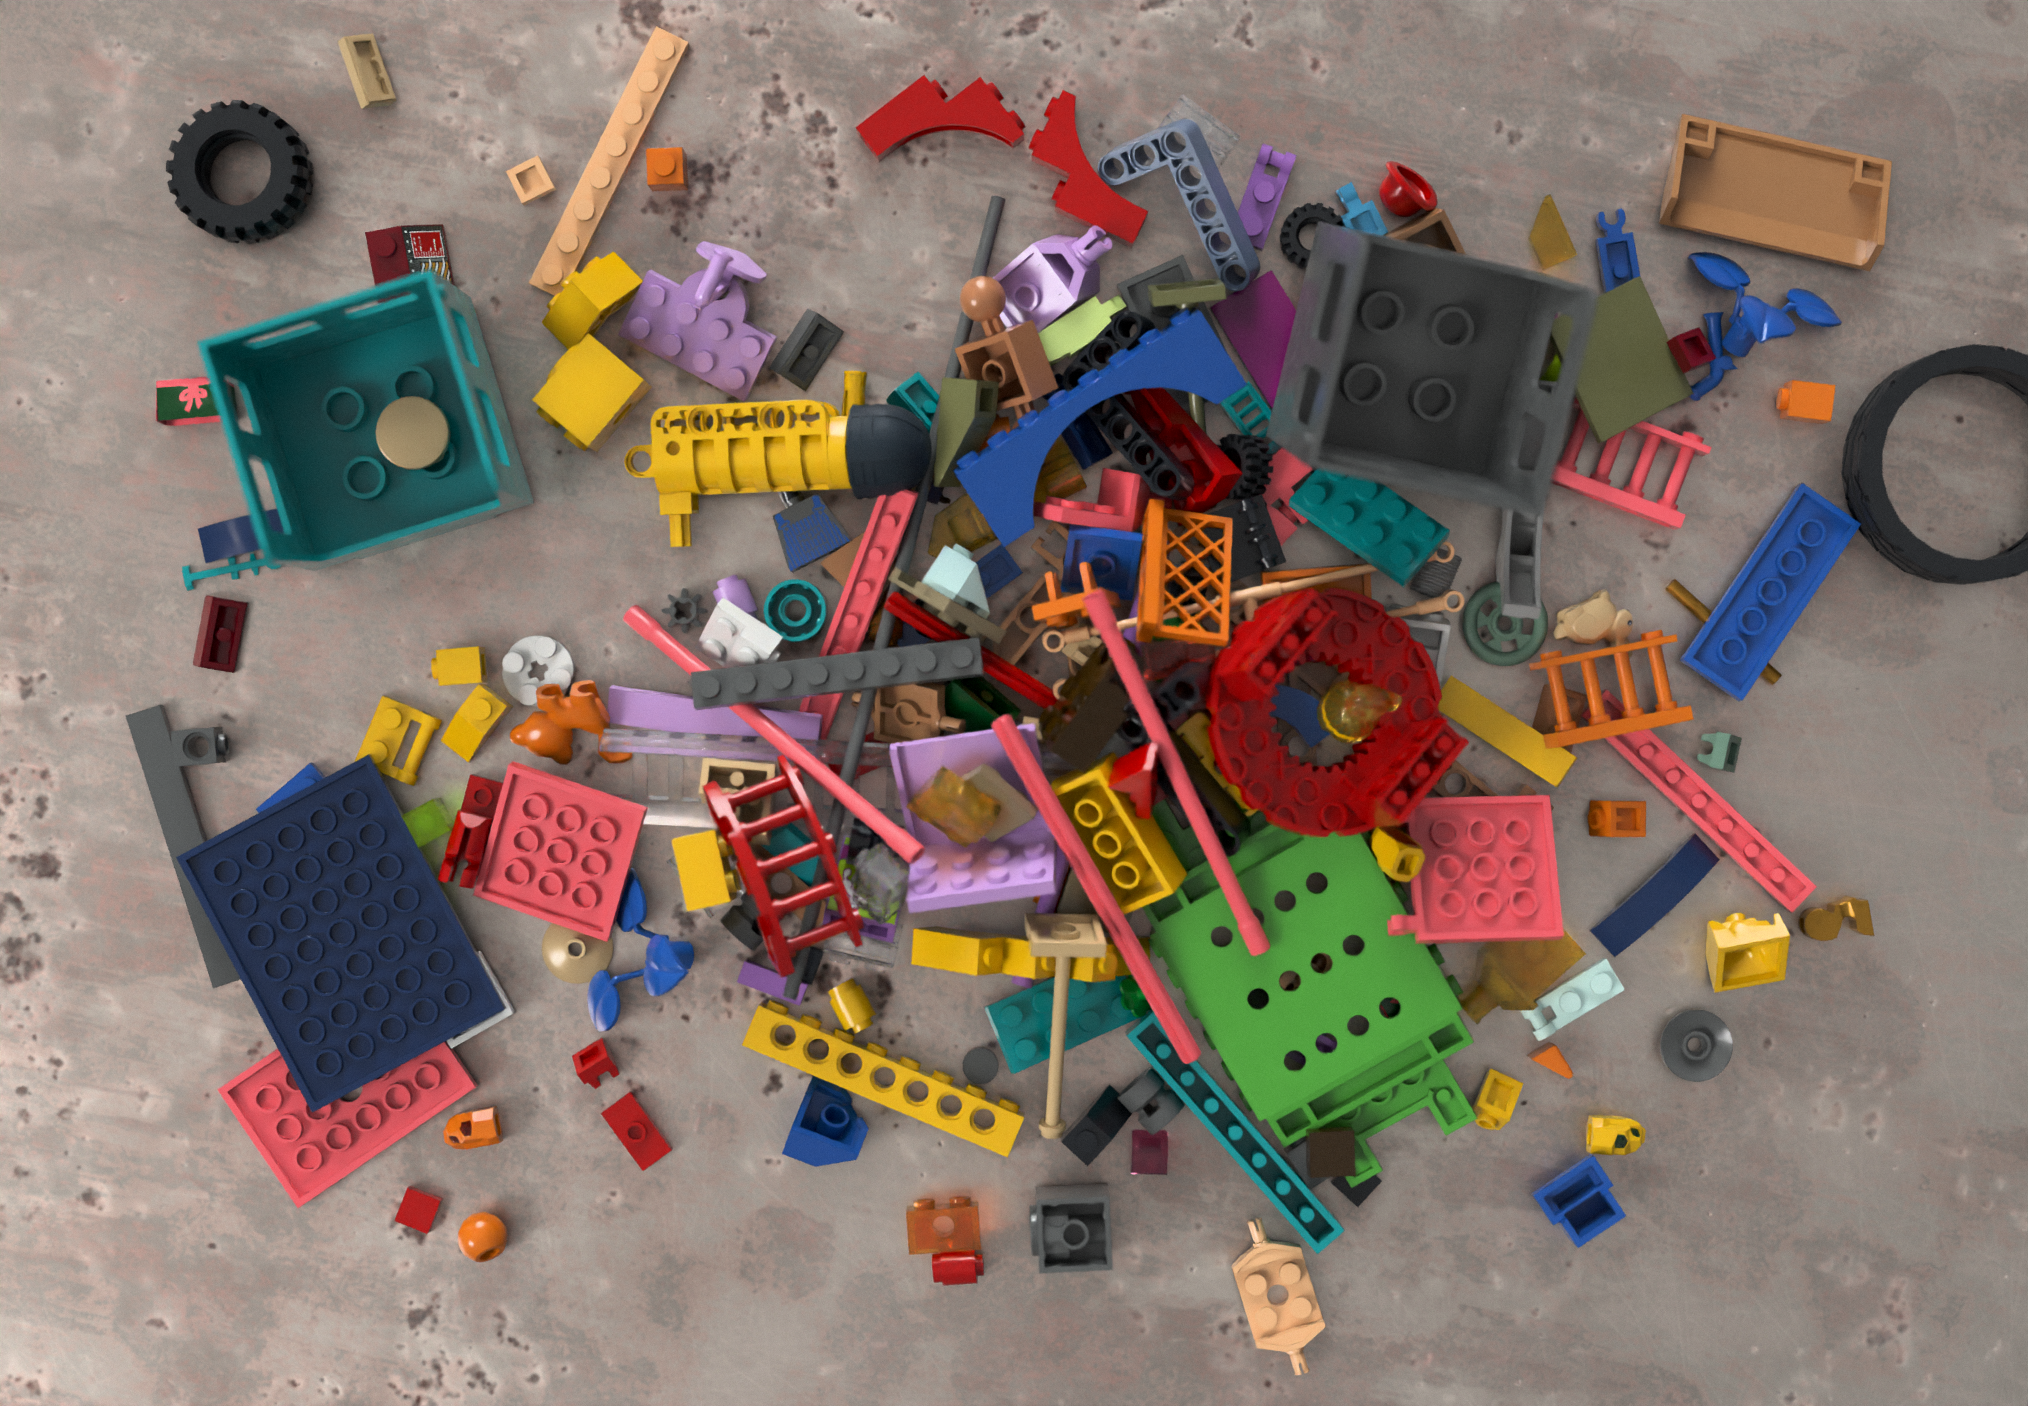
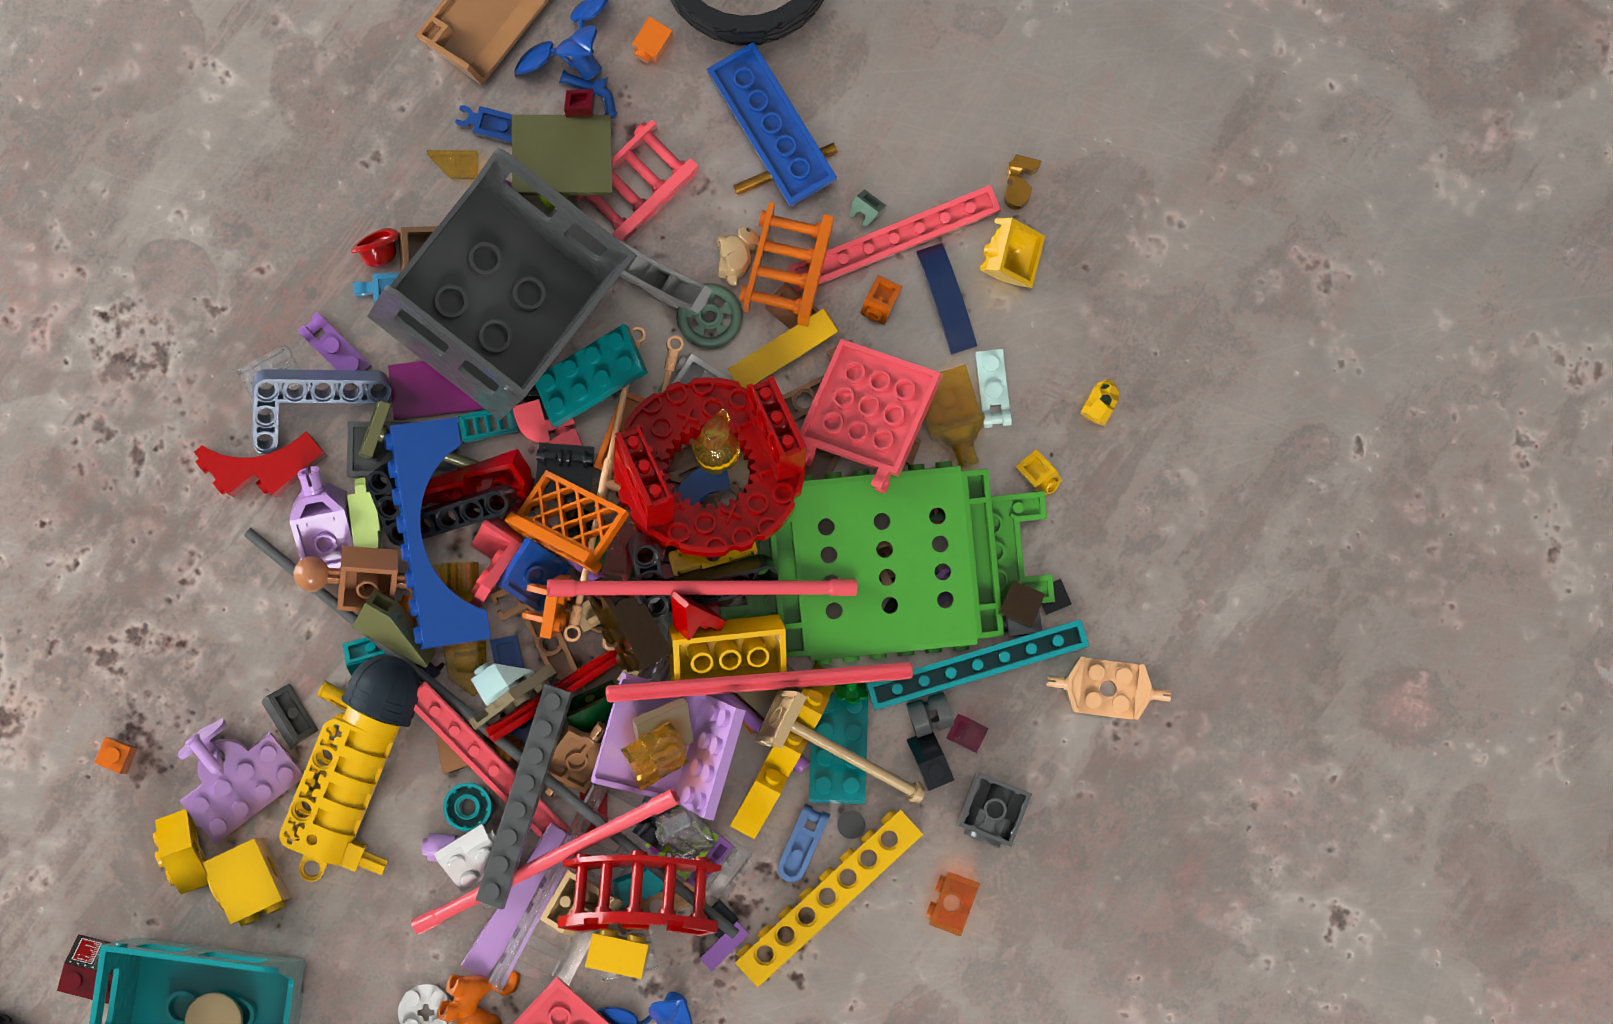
camera: 65 degrees left, 5 degrees down
(530, 180) = (77, 855): light nougat tile -> none
(610, 161) = (91, 794): light nougat plate -> none
(674, 611) = (440, 890): dark grey gear -> none
(742, 922) = (670, 943): dark grey wheel -> none
(807, 529) = (415, 772): torso -> none
(825, 1127) = (843, 955): blue slope -> none
(852, 1006) = (767, 897): yellow brick -> none
(923, 111) = (162, 556): red arch -> none
(931, 1019) = (801, 844): none -> medium blue plate
(957, 1267) = (986, 906): red brick -> none
(1083, 435) = (440, 548): dark blue plate -> none
(1251, 454) = (512, 437): black tyre -> none
(1293, 224) = (363, 335): black tyre -> none
(1397, 853) = (830, 461): yellow rock -> none
(1436, 576) = (653, 348): light grey piece -> none
(1551, 1057) = (1028, 420): orange slope -> none
(1580, 1201) = (1135, 446): blue plate -> none
(1714, 1047) = (1066, 303): dark grey dish -> none

